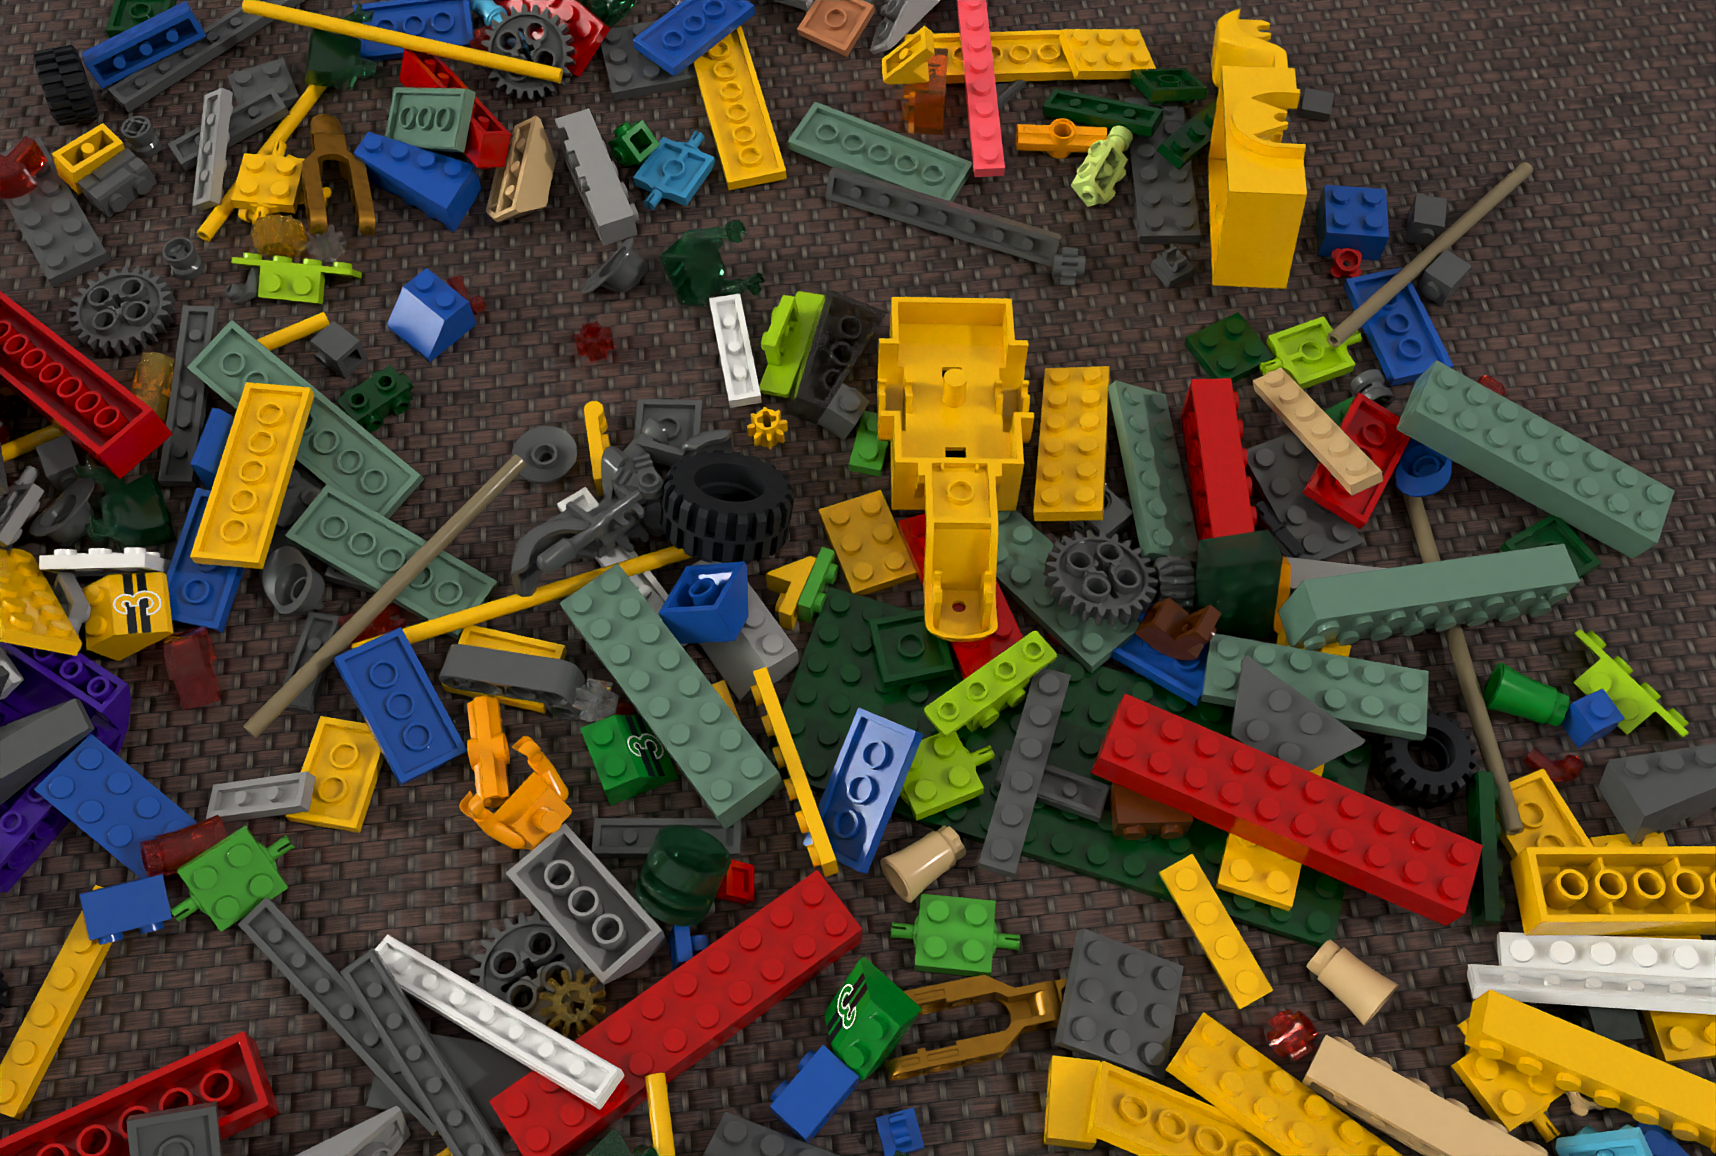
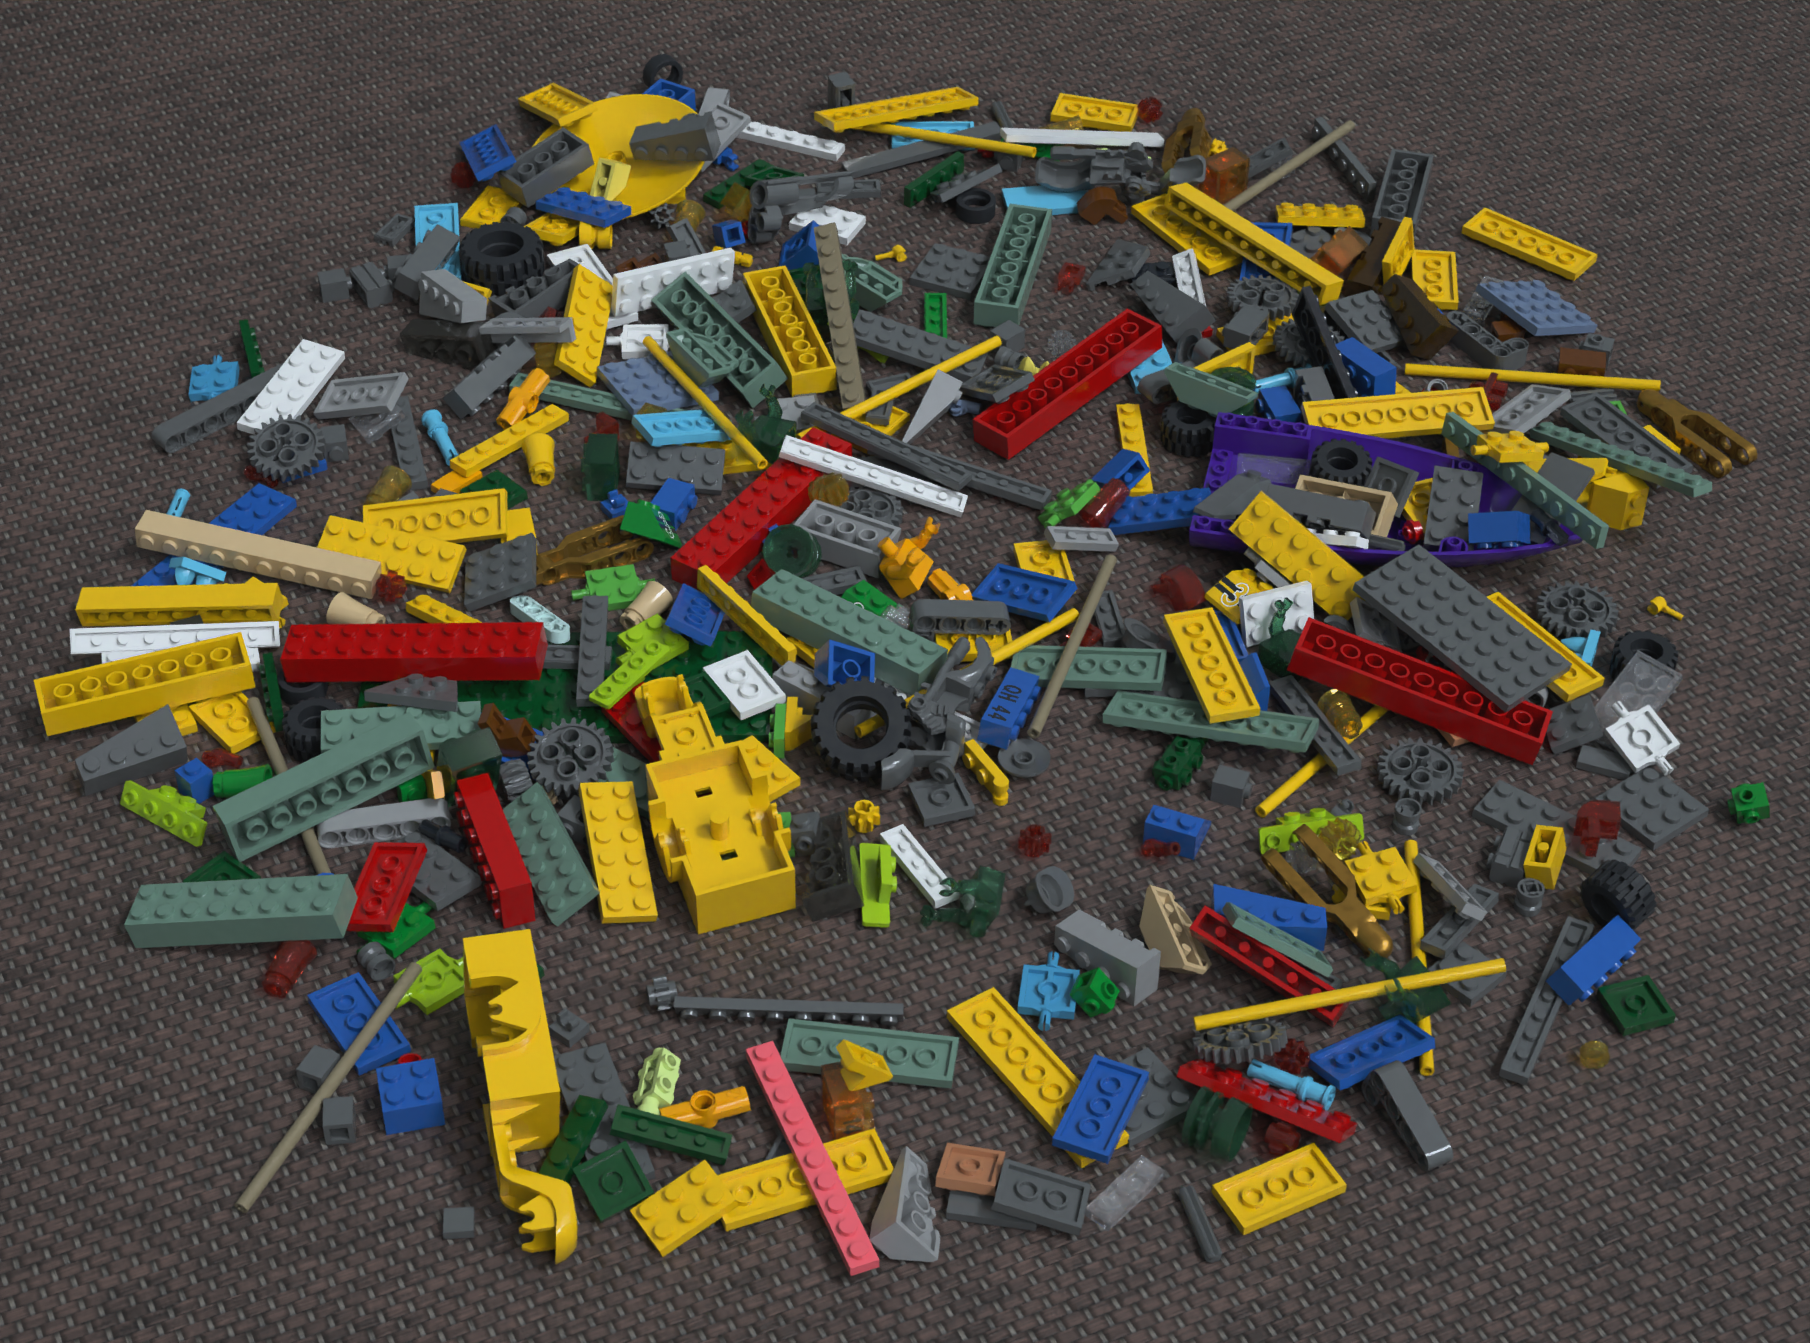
camera: 160 degrees right, 20 degrees down
(531, 503) = (1009, 708): none -> blue brick
(839, 652) = (745, 684): none -> white plate
(1086, 881) = (529, 610): none -> light aqua beam
(1318, 431) = (421, 884): tan plate -> none

